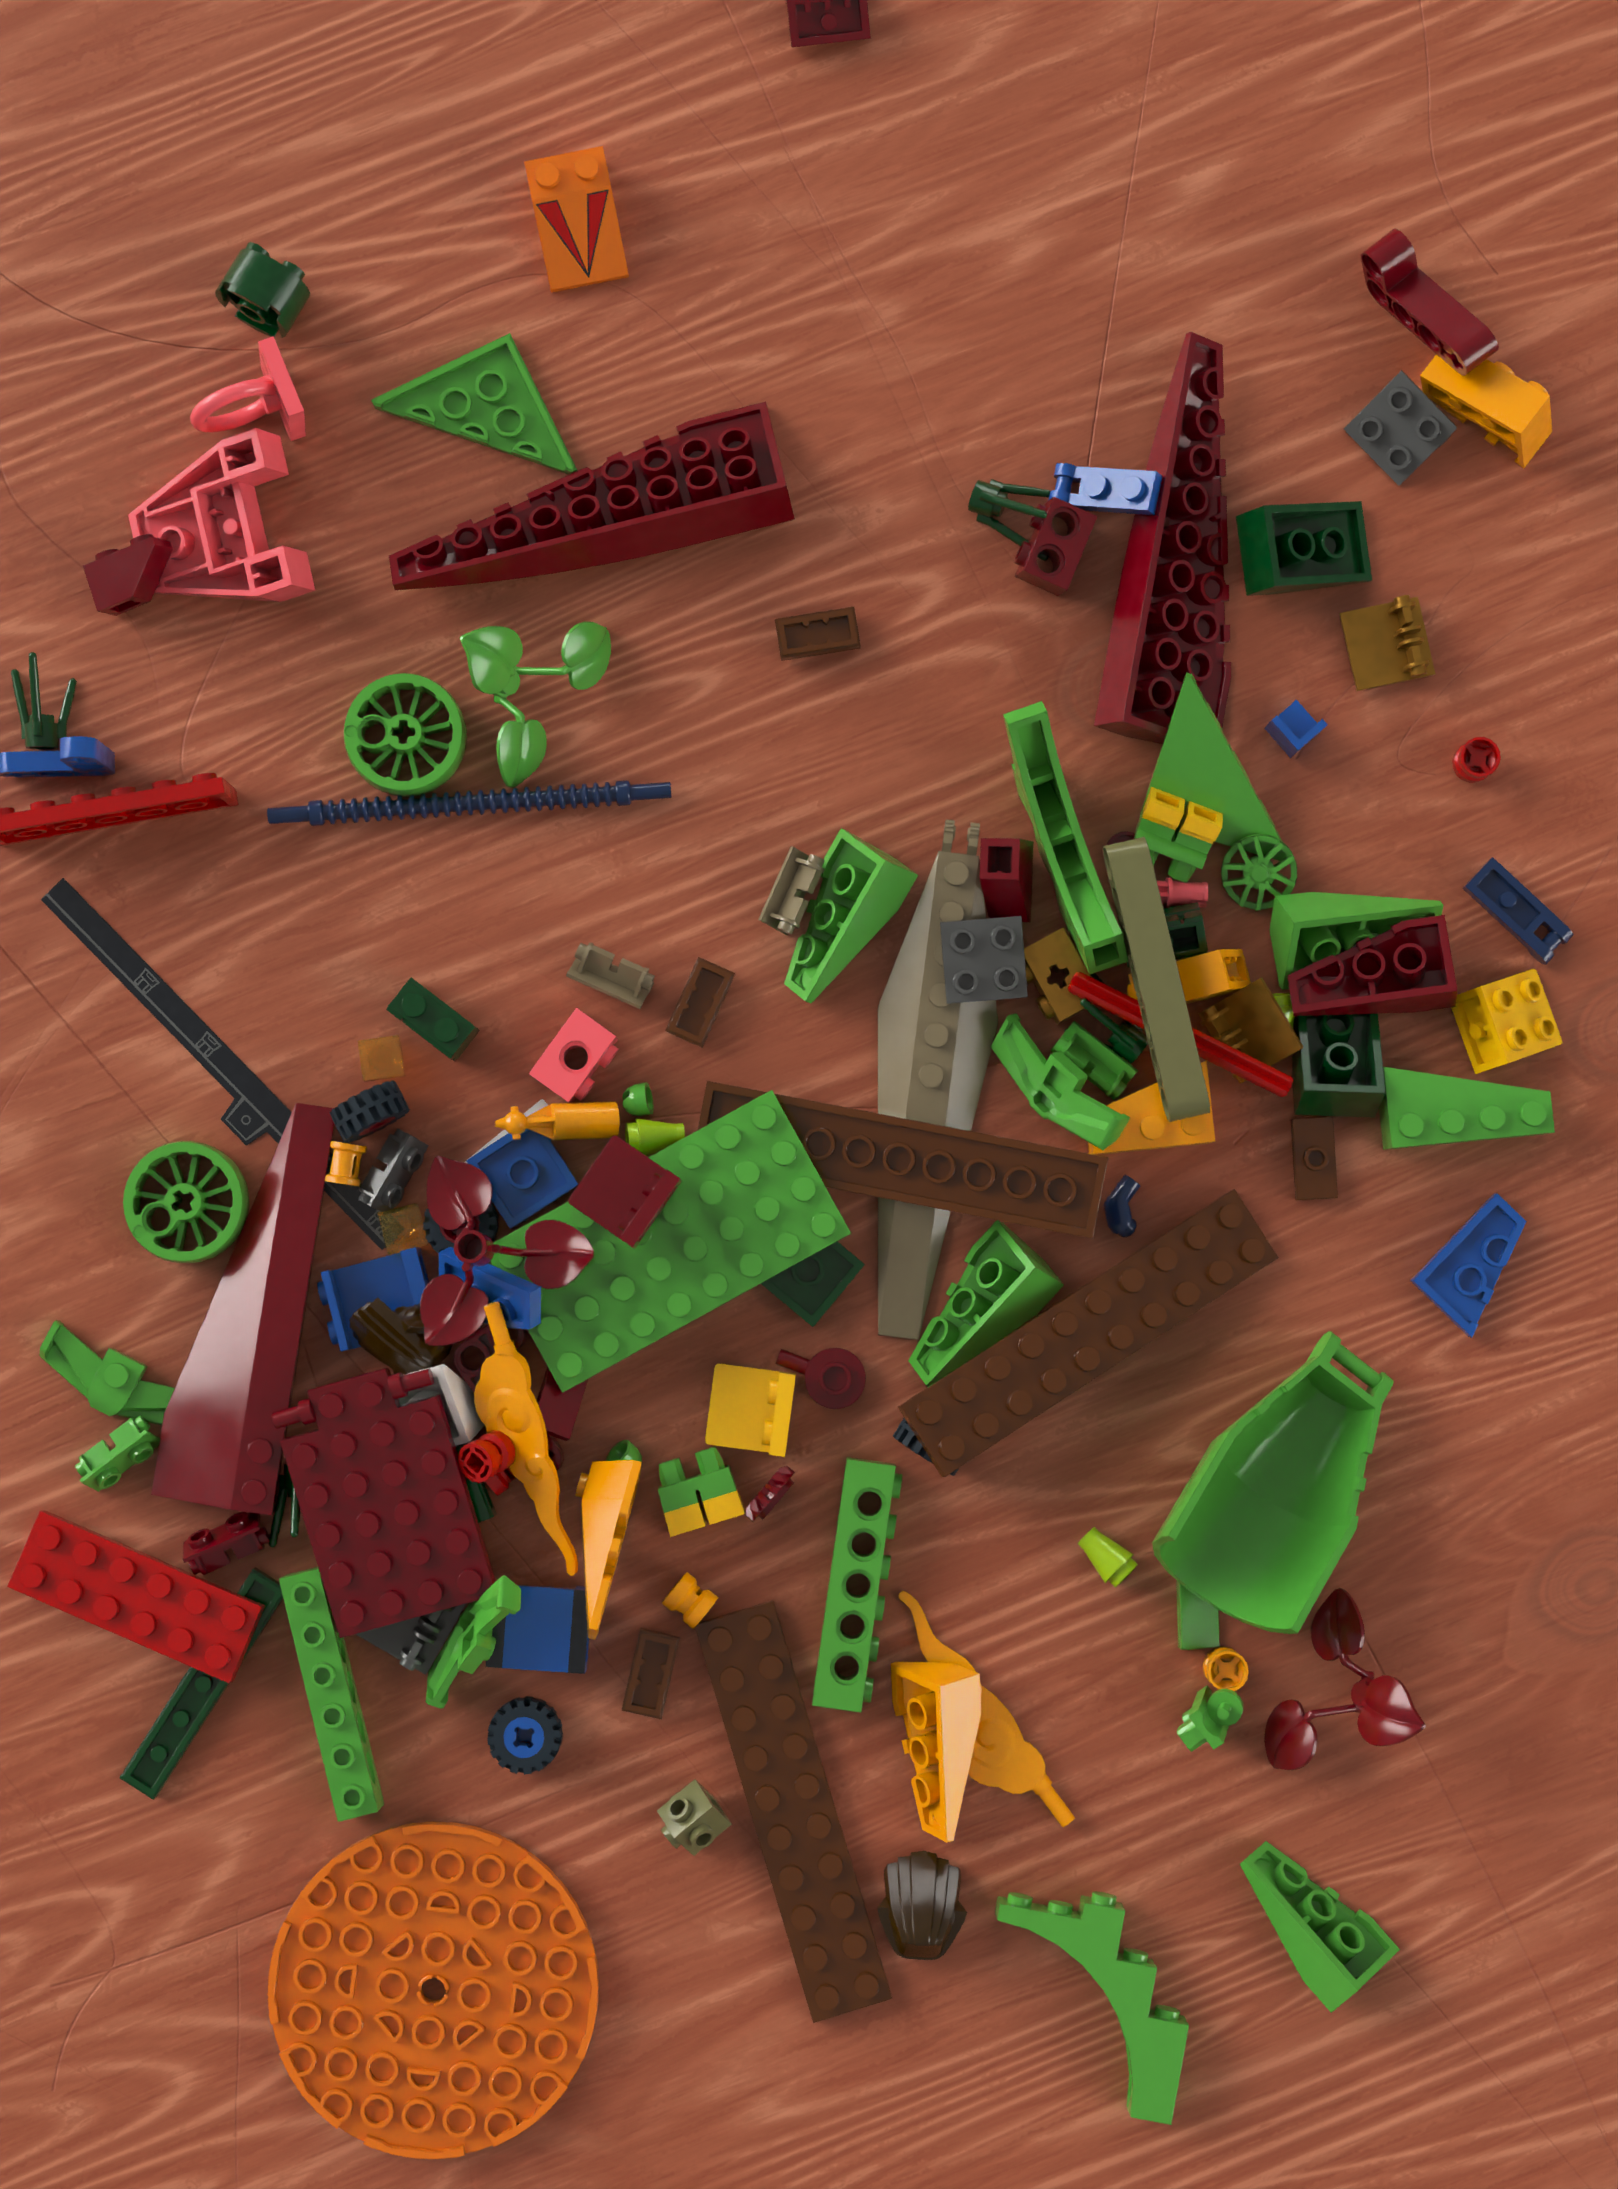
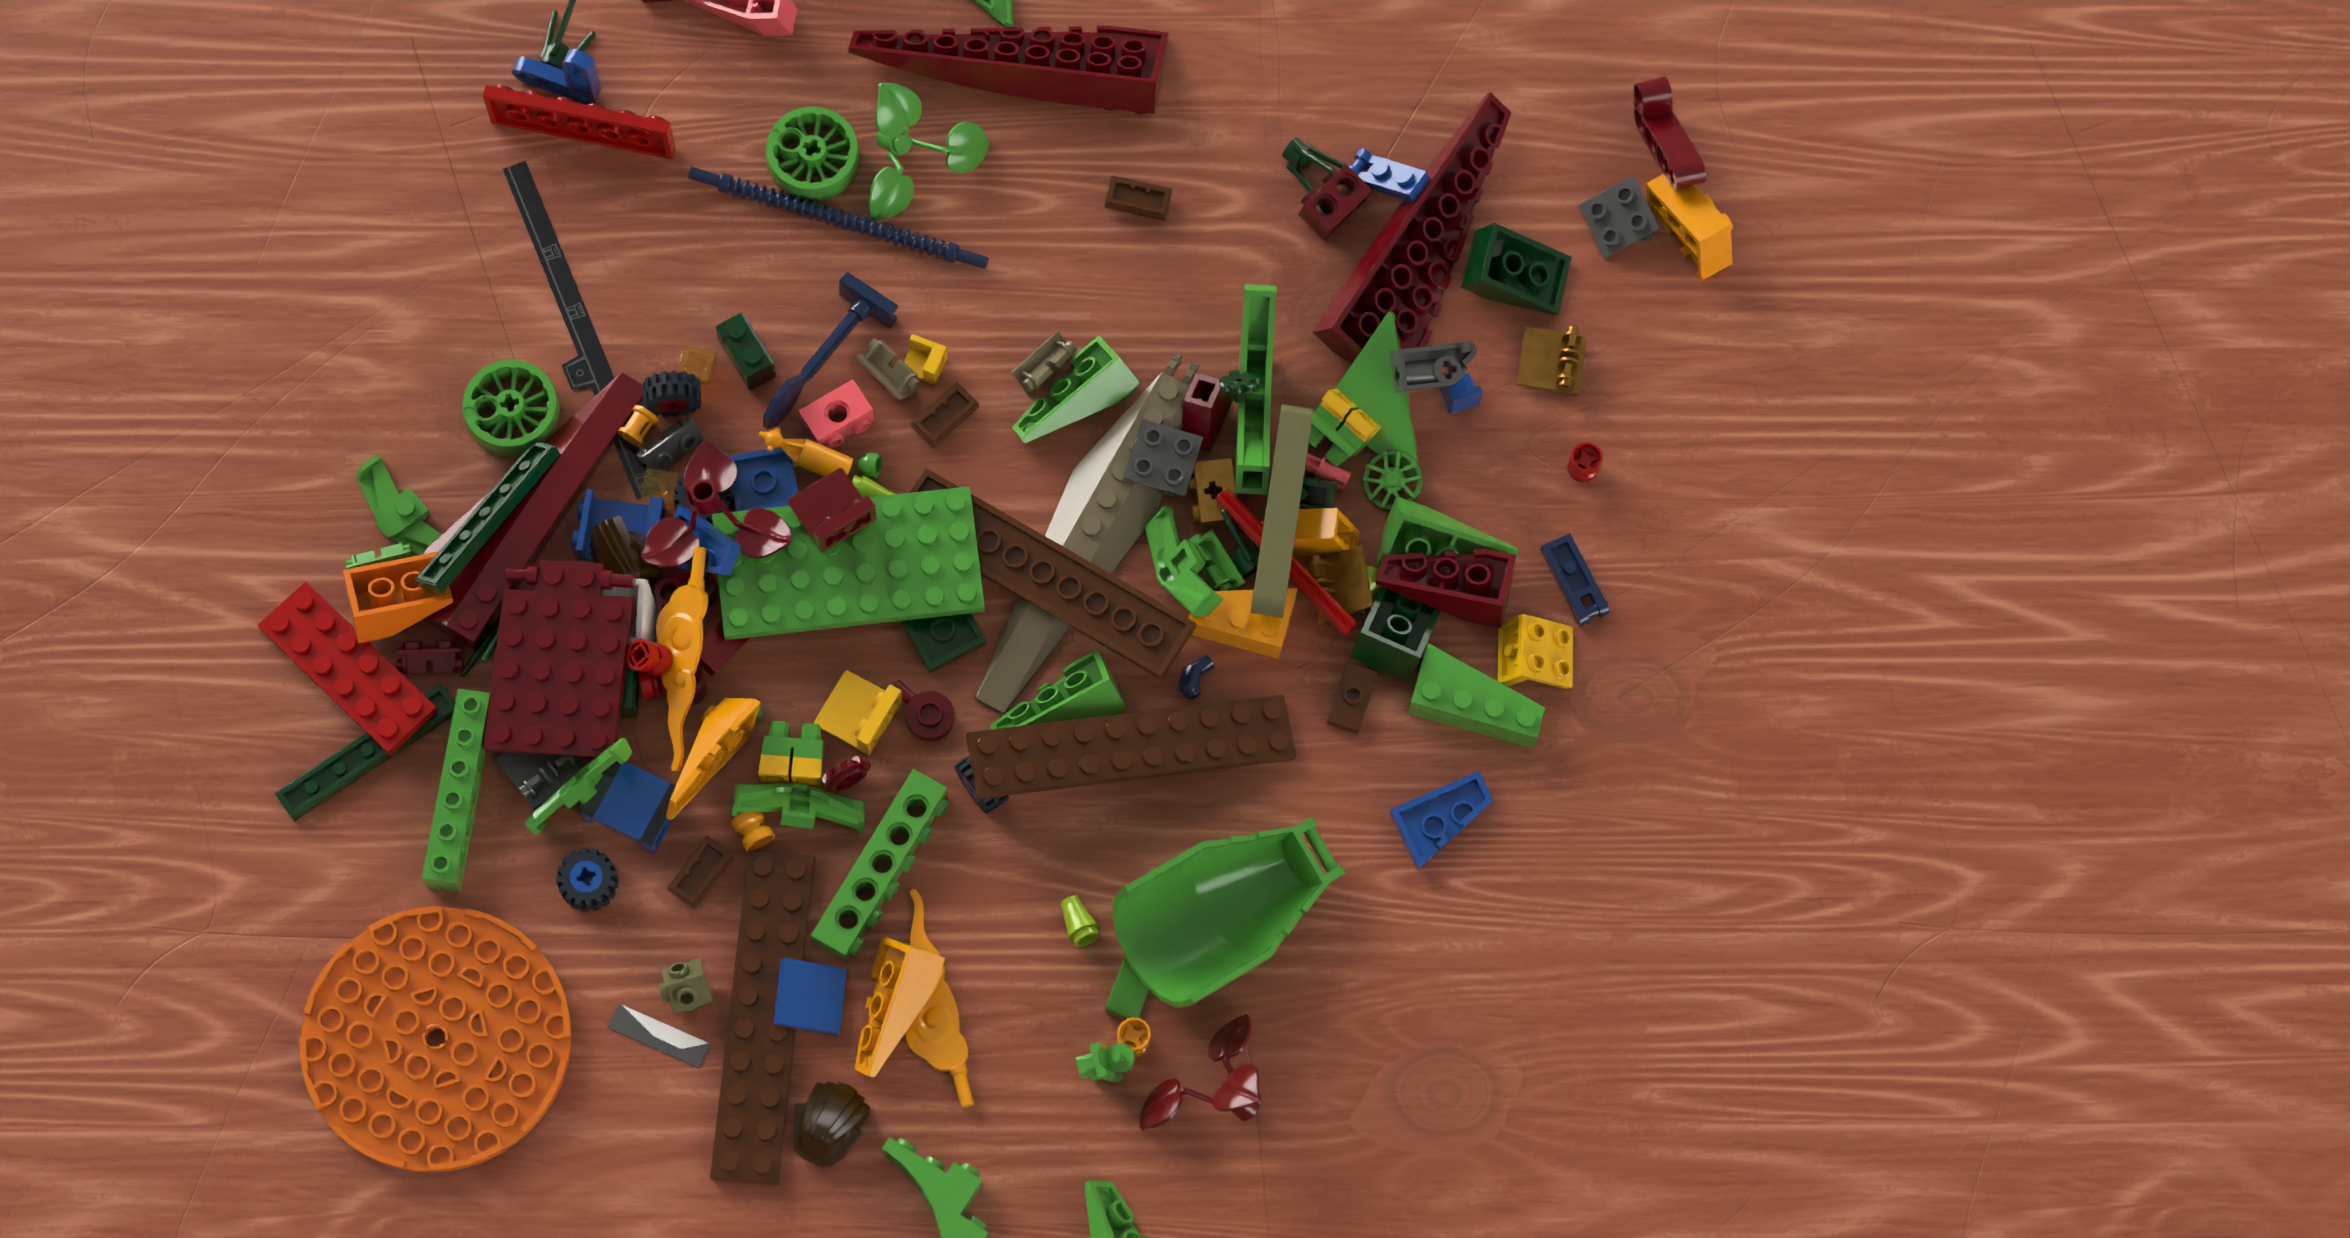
camera: 20 degrees right, 15 degrees down
(154, 1492) = (388, 598): none -> orange slope
(221, 1358) = (487, 517): none -> dark green tile
(548, 901) = (864, 302): none -> dark blue piece
(648, 943) = (926, 359): none -> yellow panel
(683, 1878) = (659, 1035): none -> dark grey sticker
(730, 1550) = (799, 804): none -> bright green plate
(839, 1772) = (810, 996): none -> blue tile
(1042, 838) = (1239, 384): none -> dark green plant
(1247, 731) = (1419, 366): none -> dark grey piece

